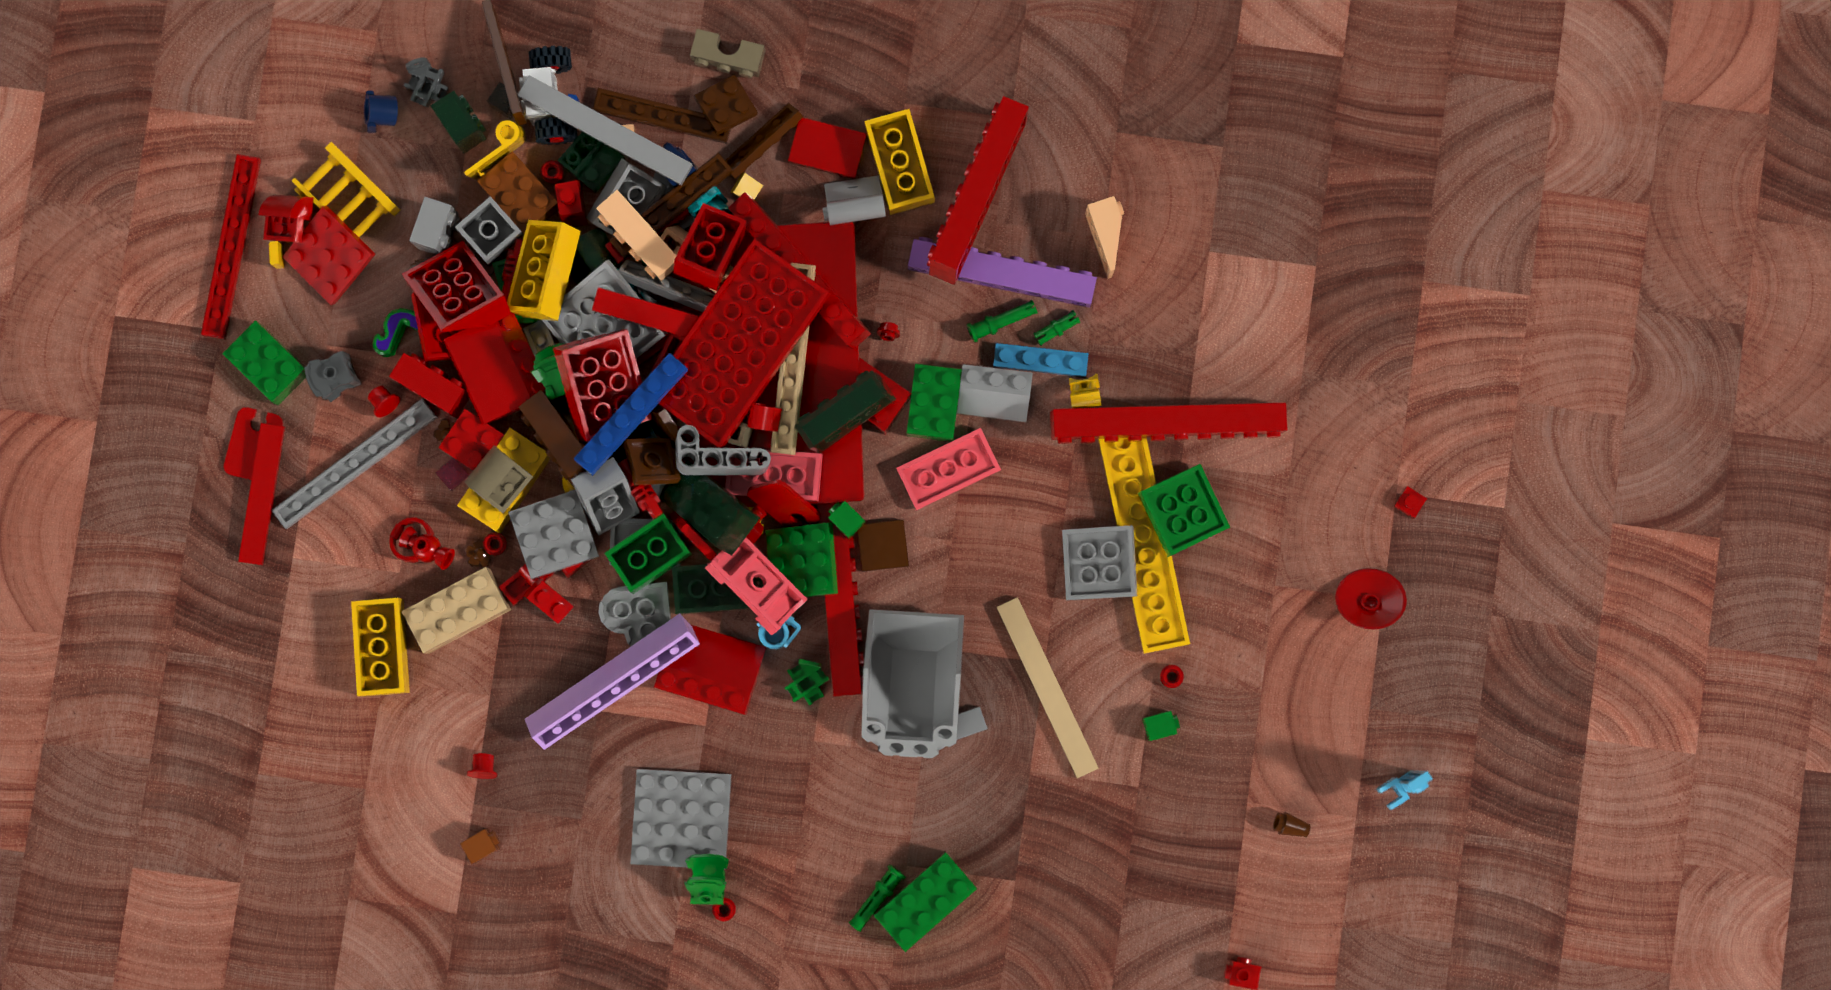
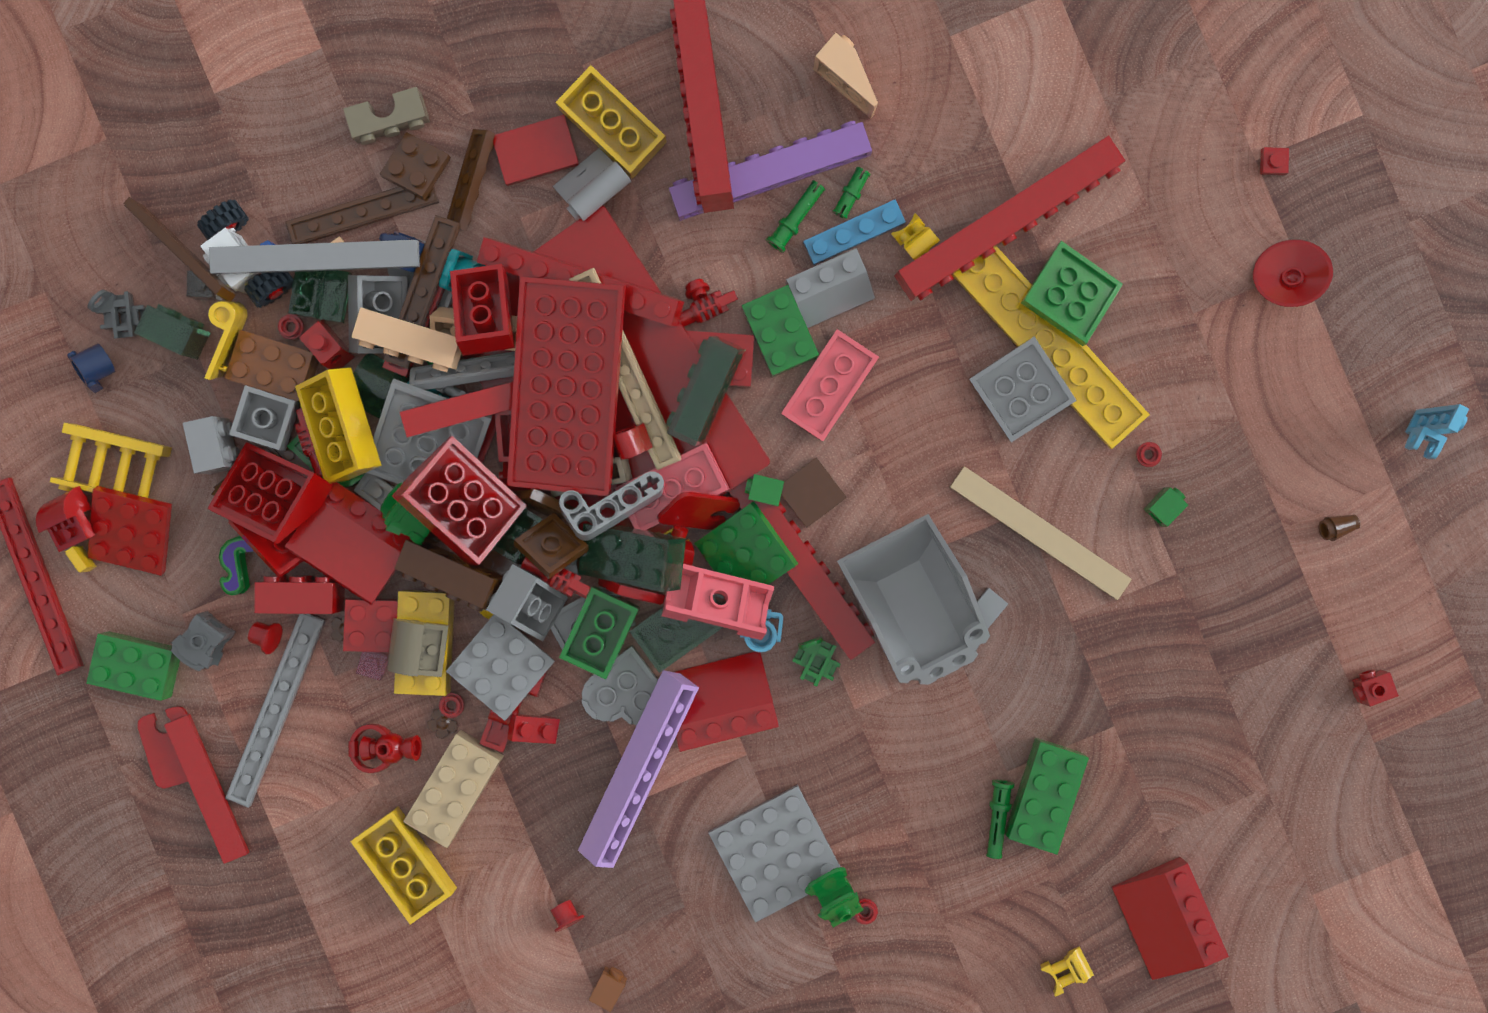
camera: 35 degrees left, 5 degrees up
(630, 414) = (504, 514): blue plate -> none
(746, 184) = (481, 229): yellow tile -> none
(887, 350) = (707, 307): none -> red hinge

